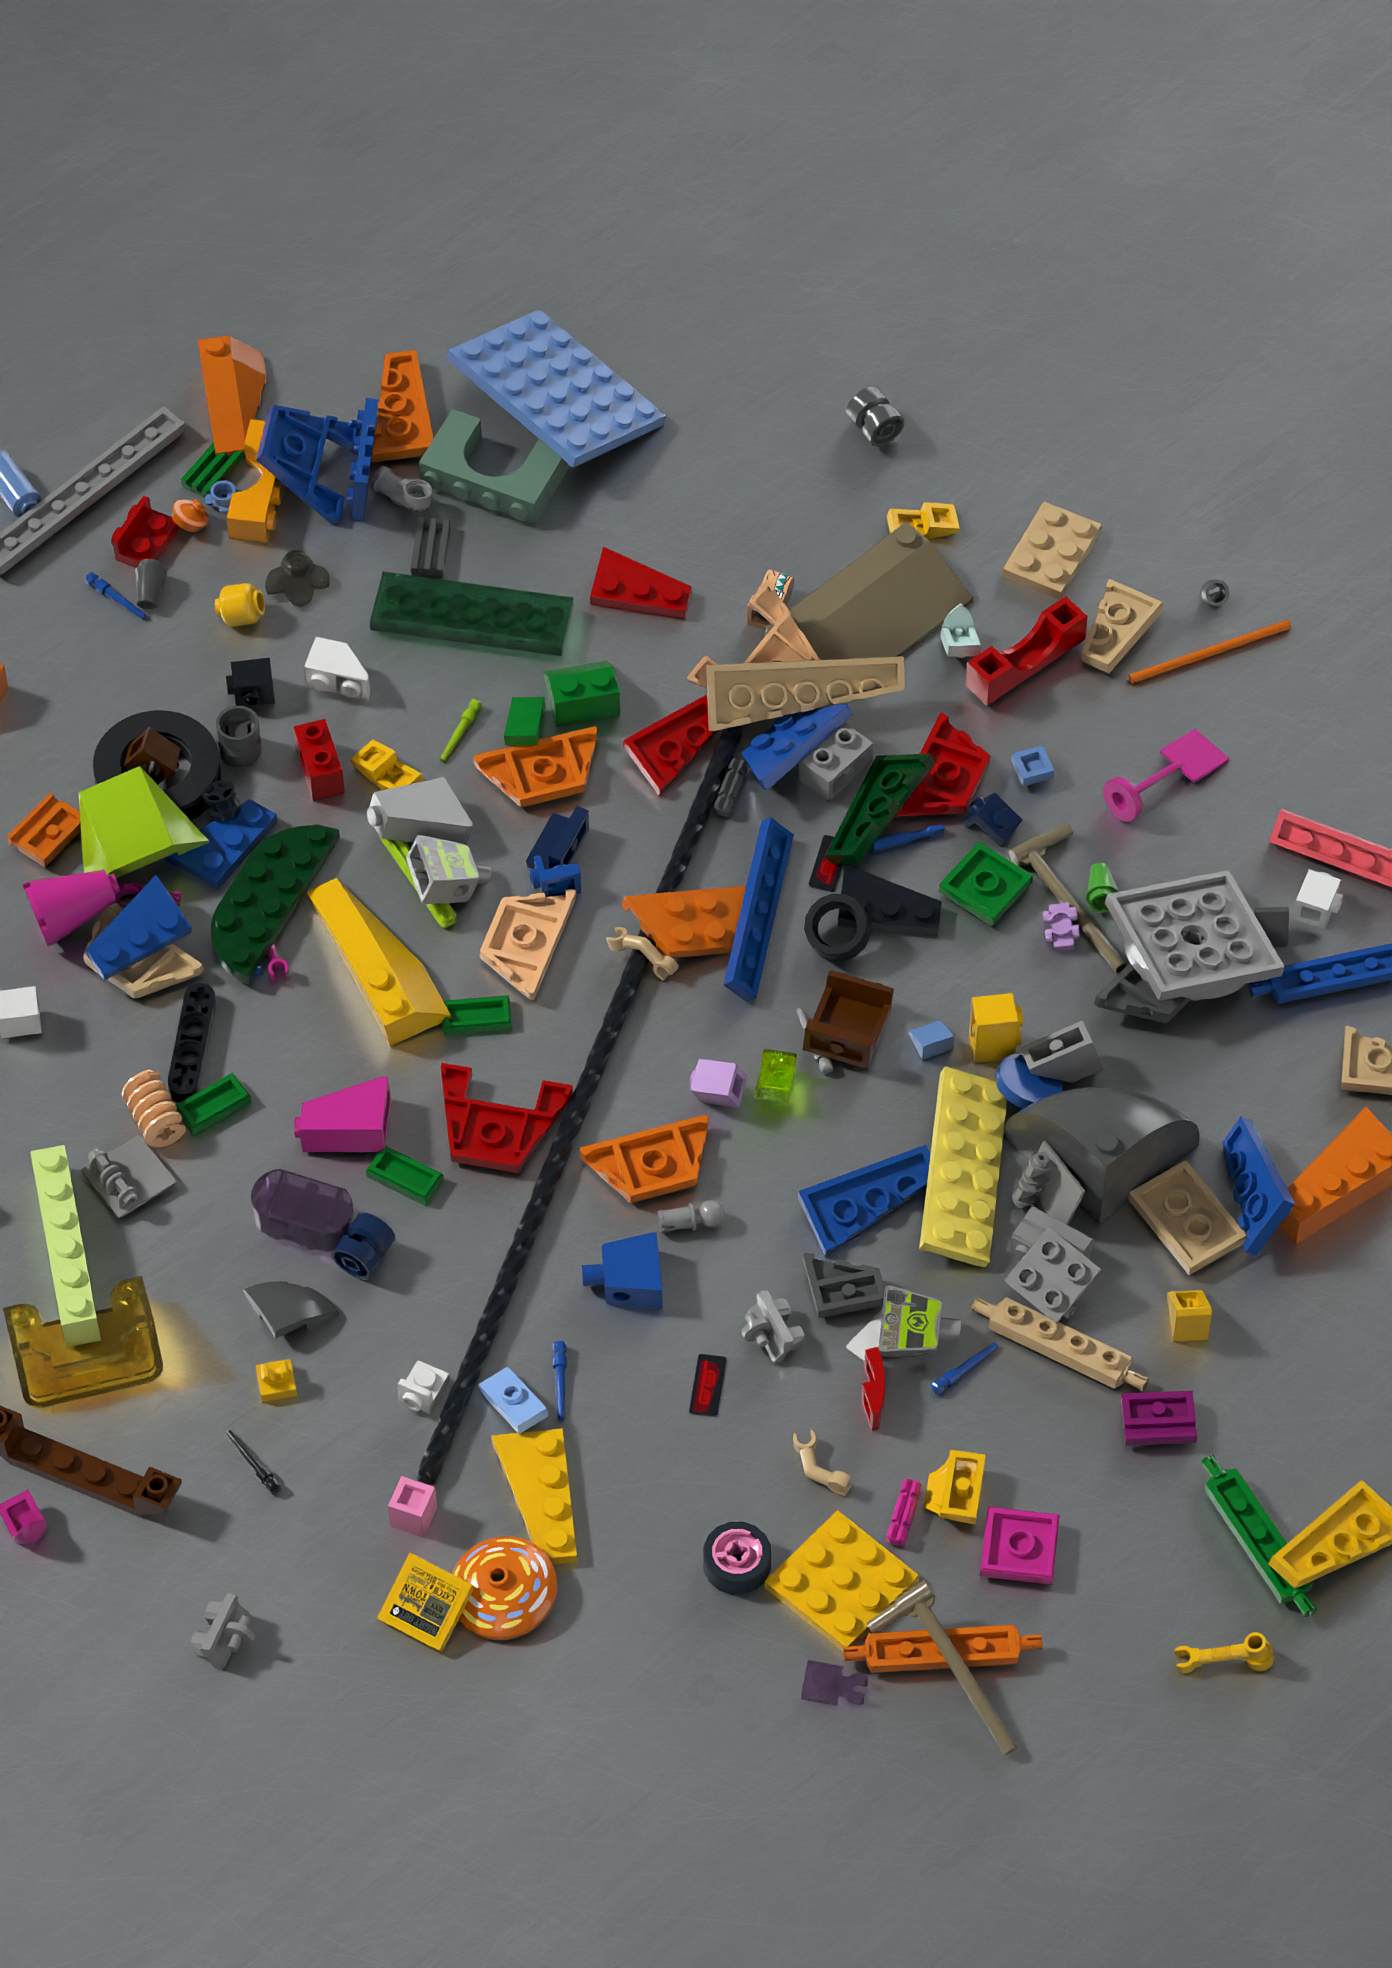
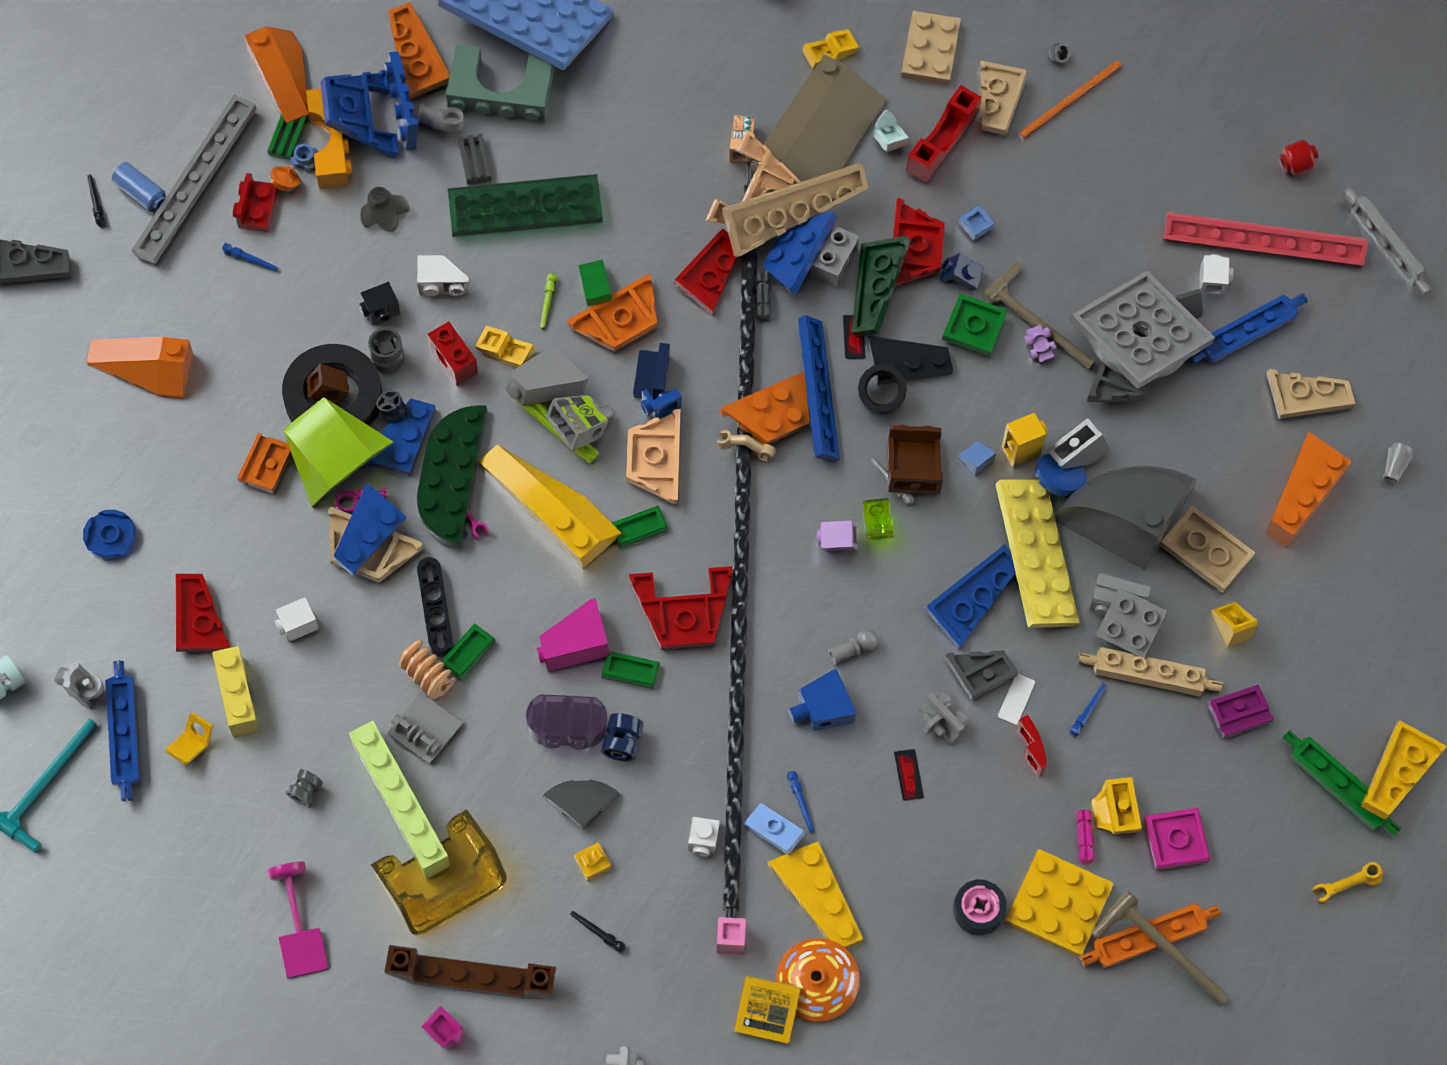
camera: 20 degrees left, 10 degrees up
(69, 901) = (306, 520): dark pink cone -> none
(149, 582) = (273, 240): dark grey cone -> none
(240, 604) = (348, 242): yellow head -> none
(583, 693) = (629, 247): green slope -> none
(638, 588) = (639, 153): red wing -> none
(651, 1160) = (809, 609): orange wing -> none
(826, 1683) = (1076, 987): clear purple plate -> none
(836, 1481) = (1029, 826): tan arm -> none
(905, 837) = (904, 301): blue piece -> none
(913, 1324) = (1044, 689): torso -> none
(1049, 1186) = (1106, 554): light grey hinge -> none
(1099, 885) = (1058, 306): bright green cone -> none
(1189, 754) = (1085, 185): dark pink piece -> none
(1257, 1185) = (1252, 512): blue wing -> none

